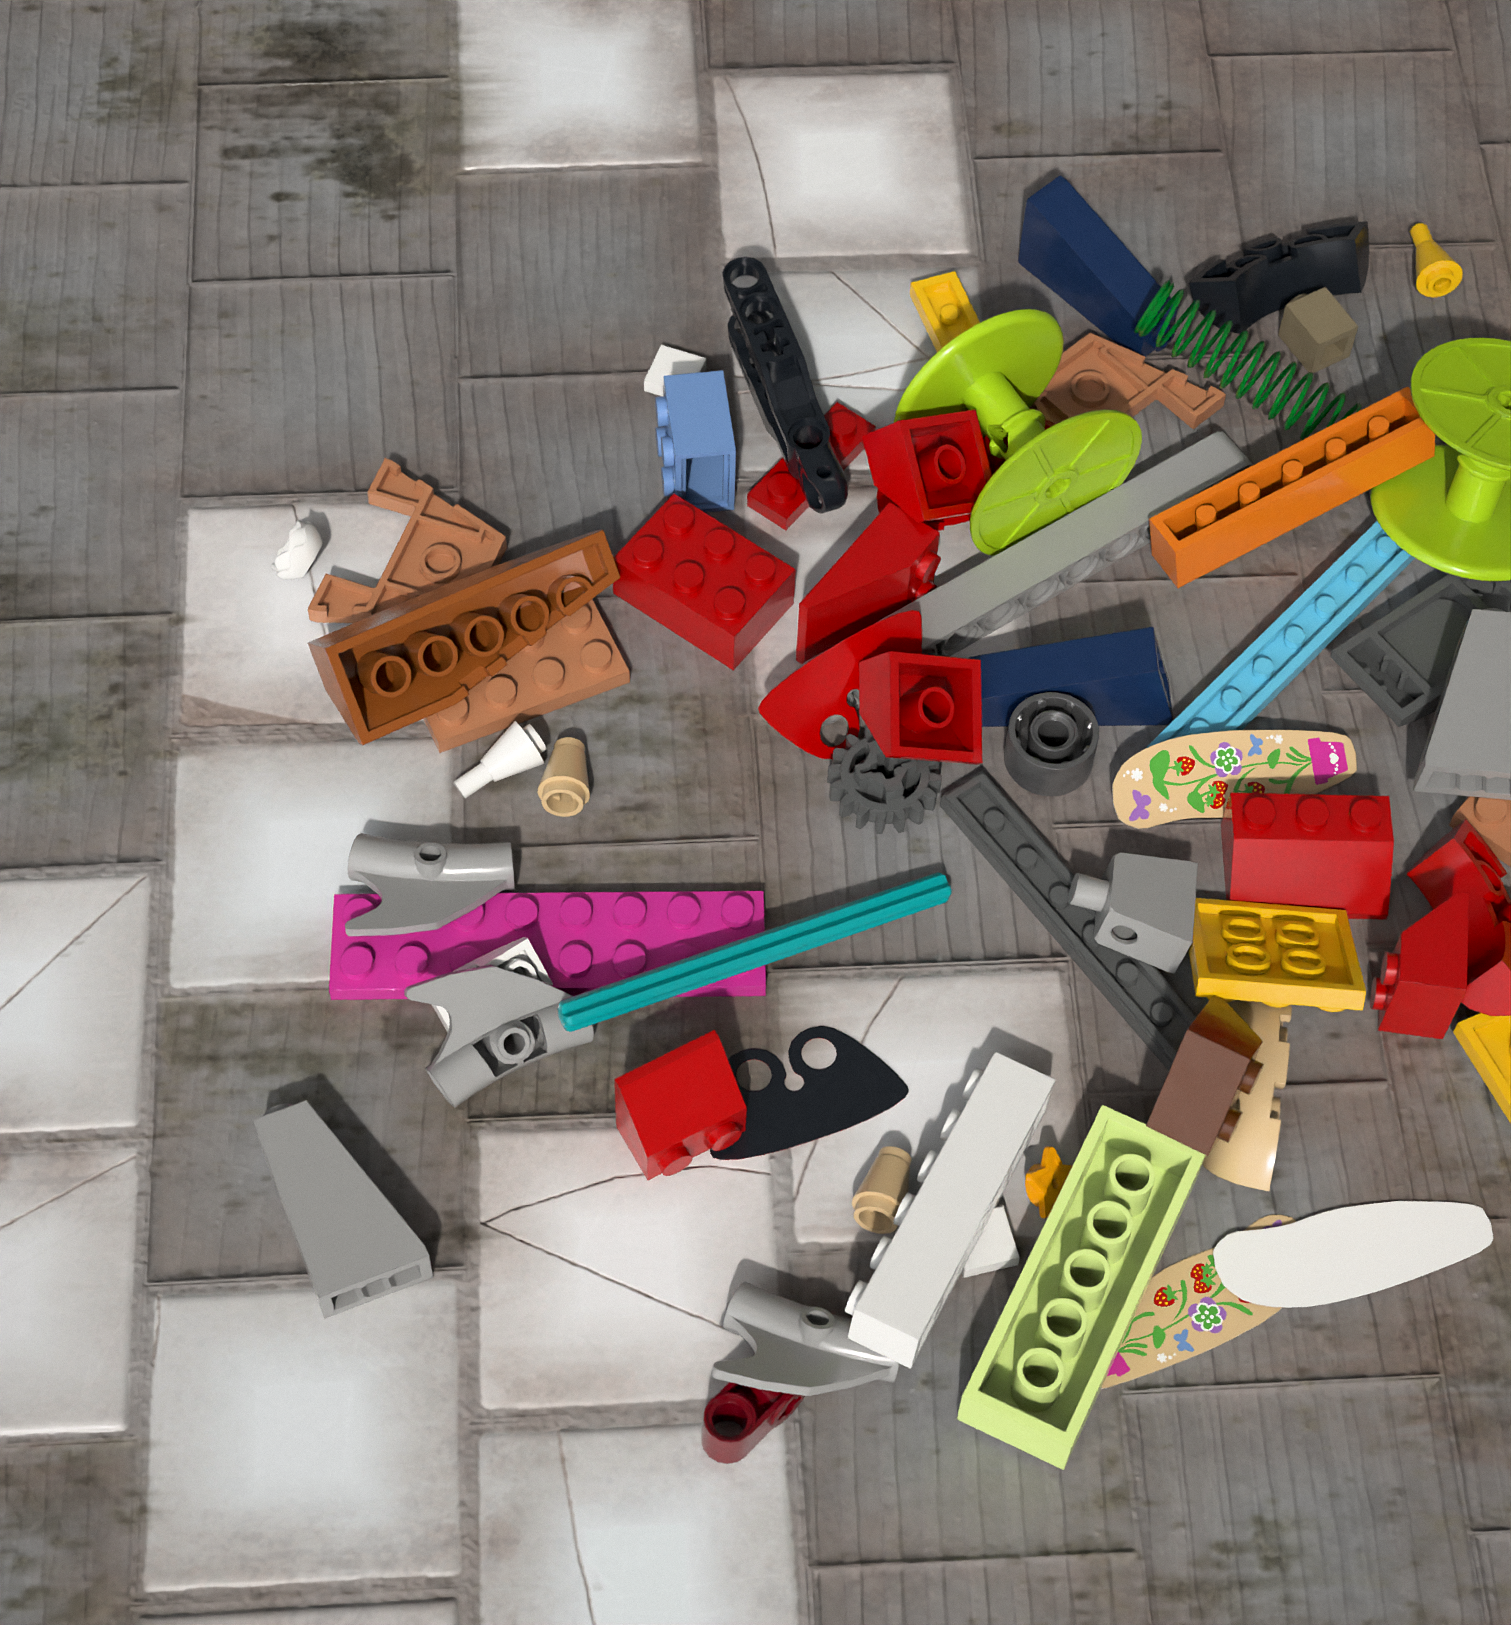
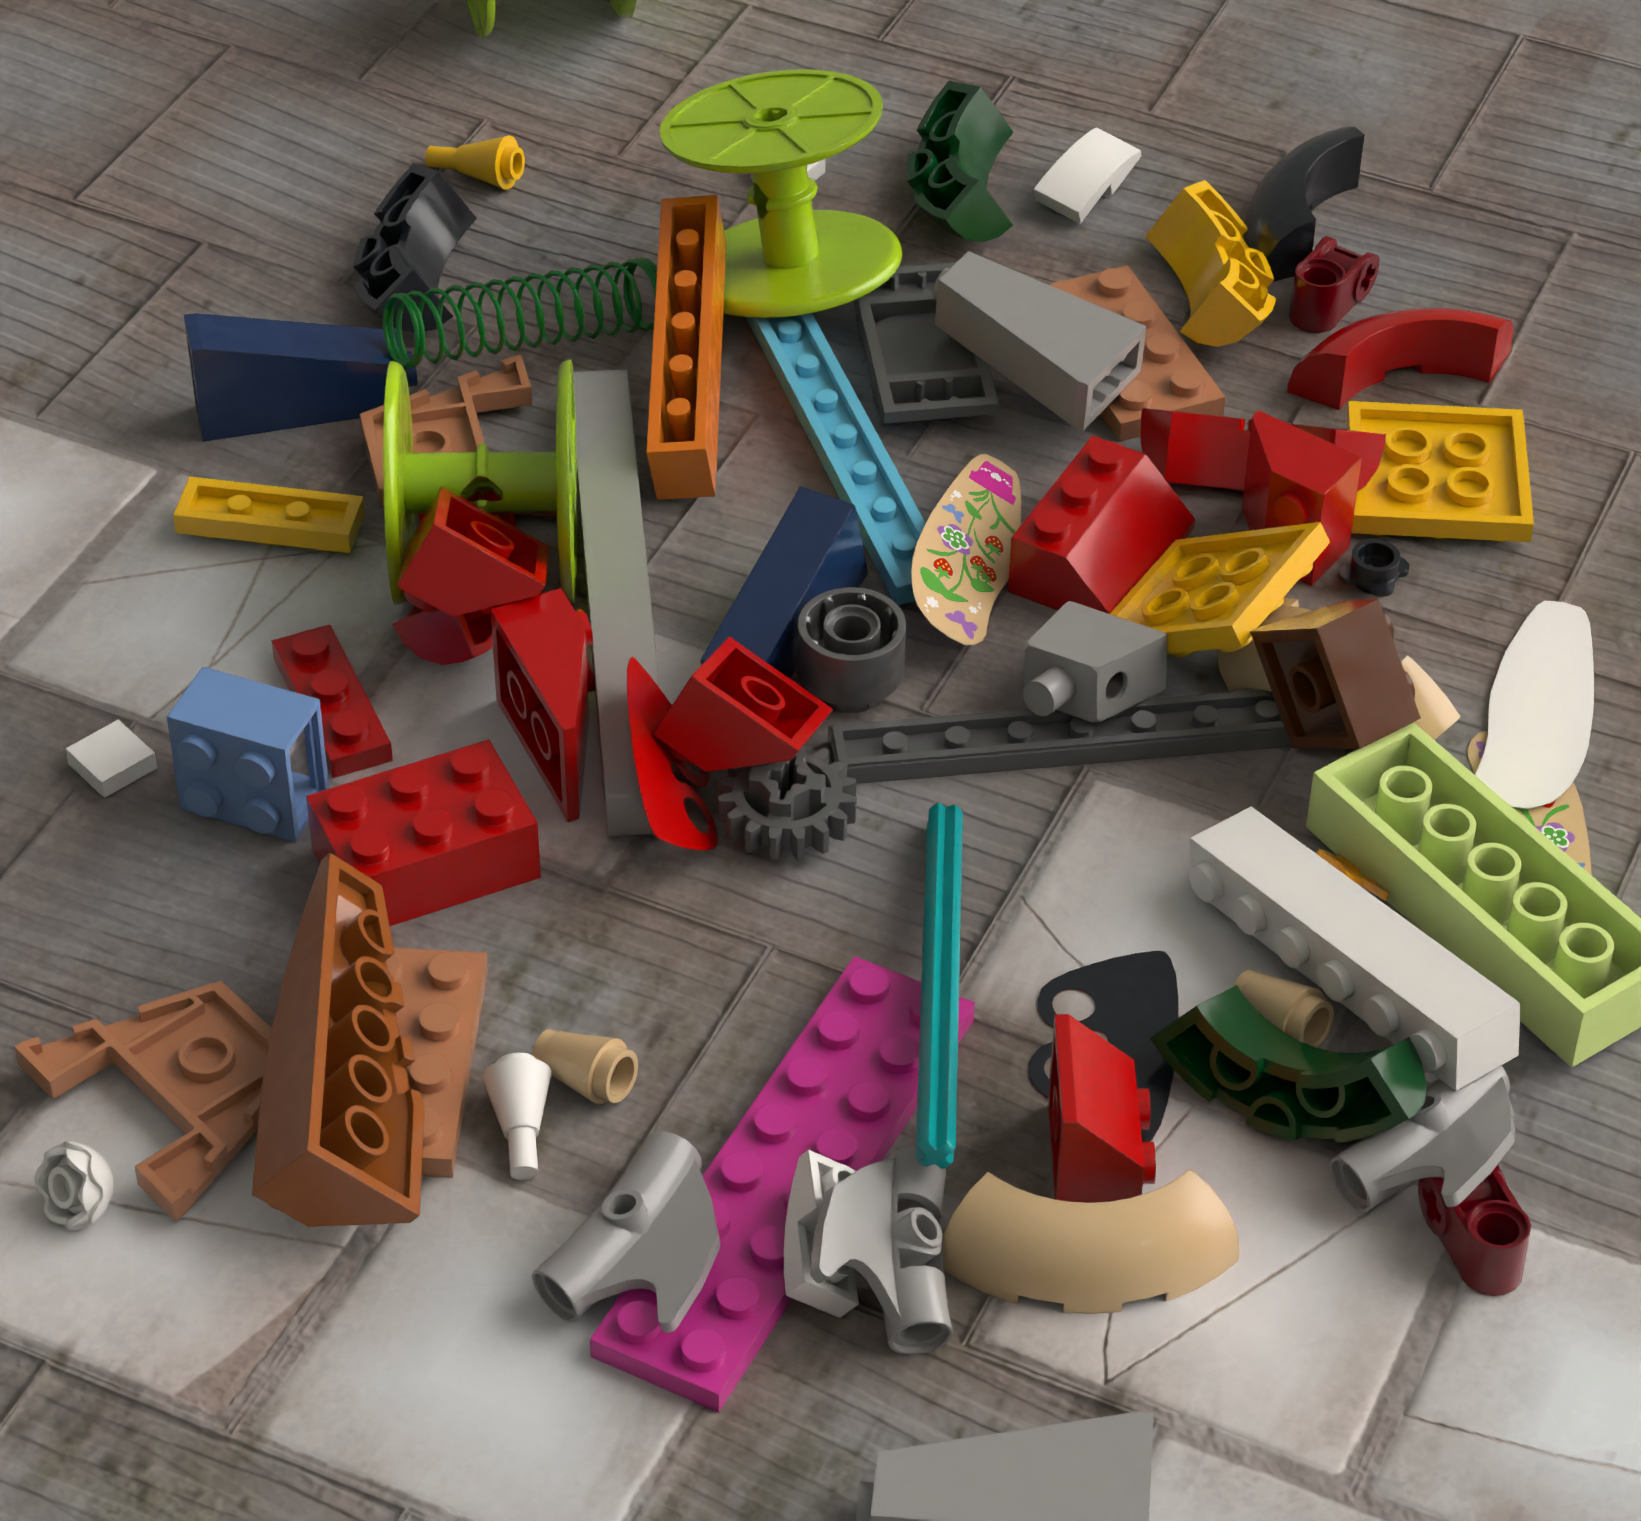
camera: 60 degrees left, 15 degrees down
(570, 1172) = (1090, 1252): none -> tan brick
(782, 385) = (234, 636): black piece -> none
(812, 1219) = (1284, 1084): none -> dark green brick
(1317, 330) = (491, 254): dark tan brick -> none
(1424, 1052) = (1374, 567): none -> black plate

